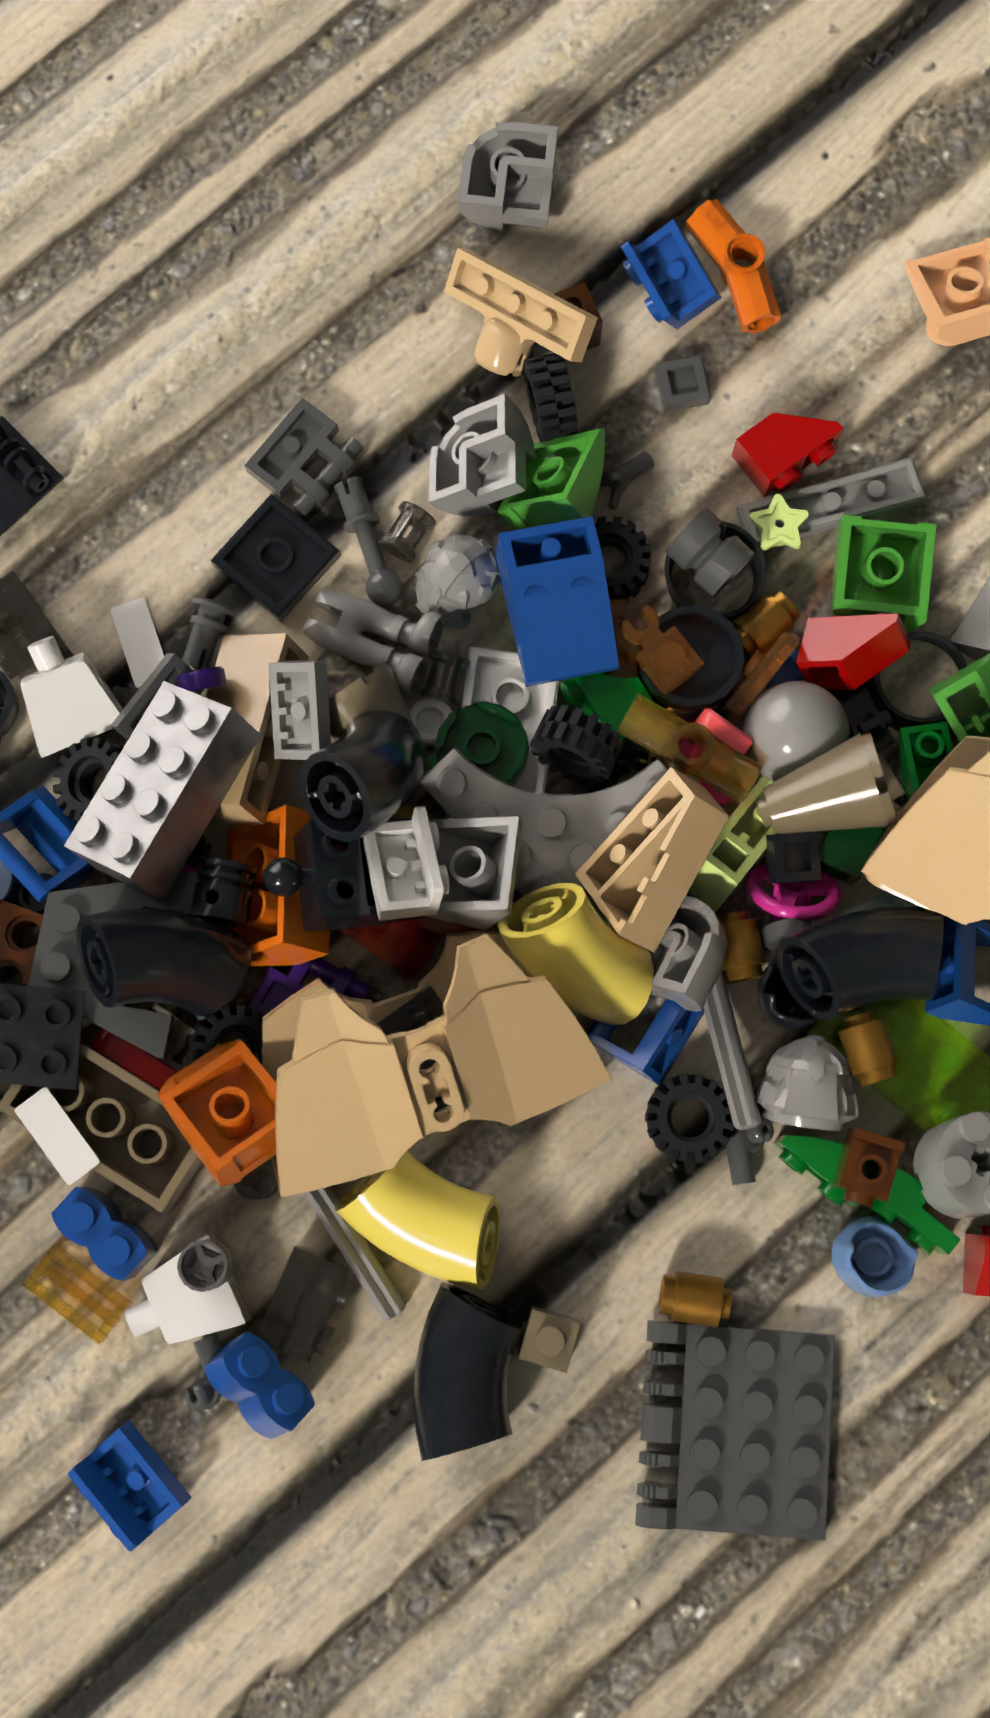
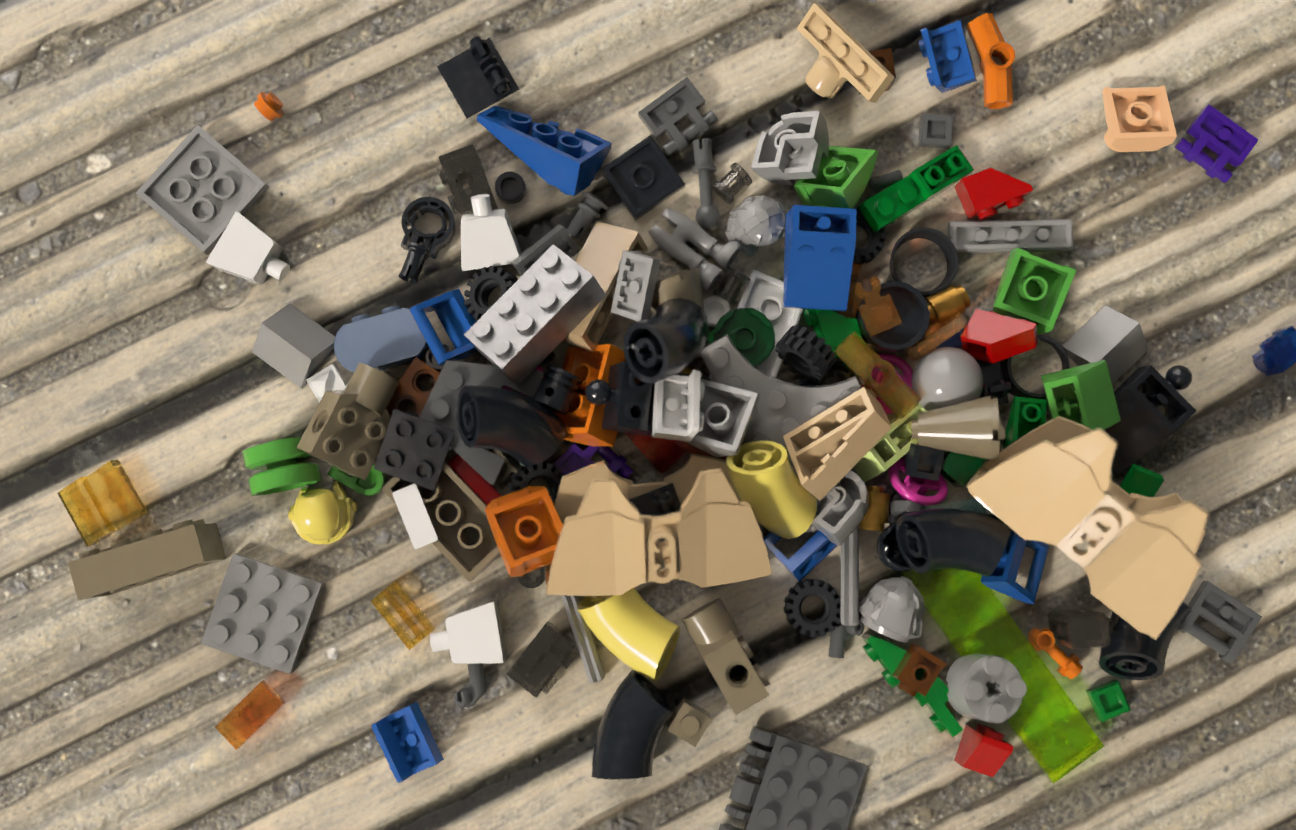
camera: 10 degrees right, 5 degrees up
(85, 621) = (510, 187): none -> black tile
(96, 1222) = (425, 575): blue brick -> none
(138, 638) = (541, 209): white sticker -> none
(143, 559) = (556, 155): none -> blue wedge
(197, 1267) = (485, 625): flat silver wheel -> none
(202, 679) = (577, 248): dark purple tile -> none
(266, 1395) = (504, 708): blue brick -> none
(550, 396) = (848, 119): black tyre -> none
(553, 1200) = (721, 650): none -> dark tan brick
(675, 472) = (915, 189): none -> green slope
(694, 1298) = (786, 721): pearl gold brick -> none
(709, 552) = (924, 250): dark grey wheel -> none
(725, 730) = (903, 369): coral tile -> none
(773, 535) = (966, 246): yellowish green plate -> none
(869, 1048) = (939, 596): pearl gold brick -> none
(873, 1257) = (905, 725): medium blue hair -> none

